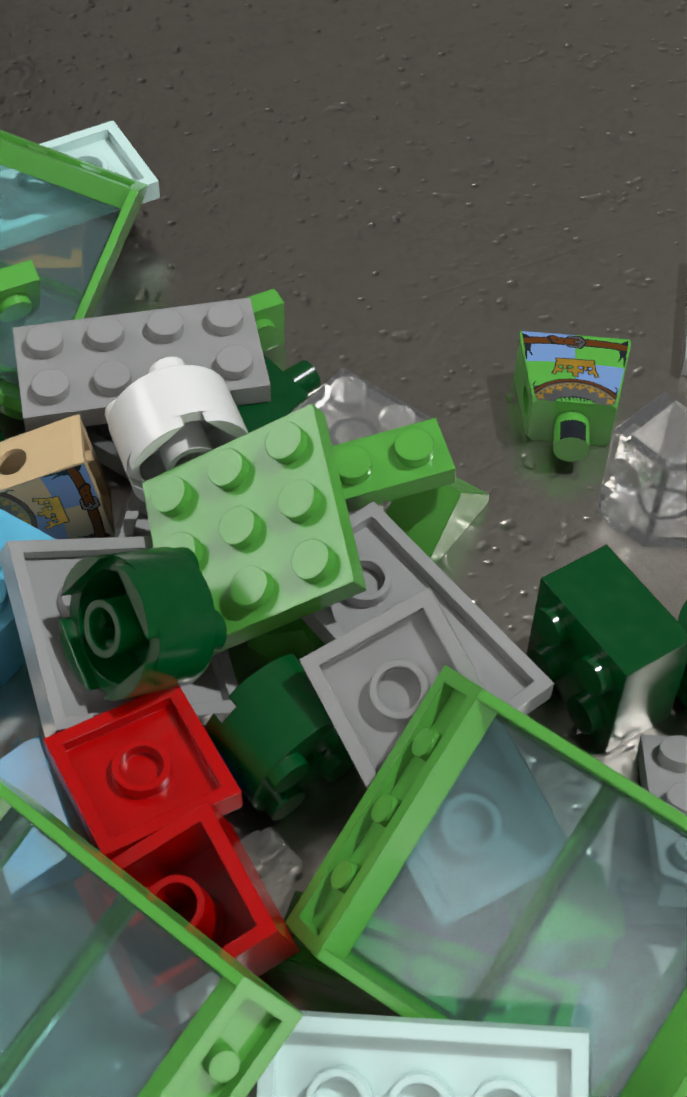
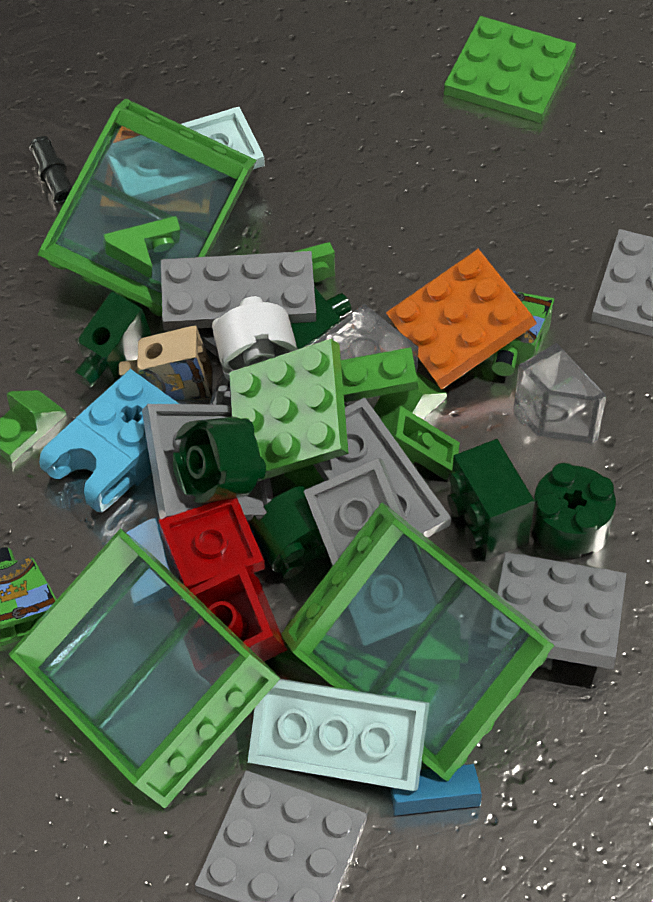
camera: 10 degrees right, 5 degrees up
(480, 570) = (424, 442): none -> bright green slope
(487, 66) = (510, 69): none -> bright green plate
(500, 378) = (461, 318): none -> orange plate

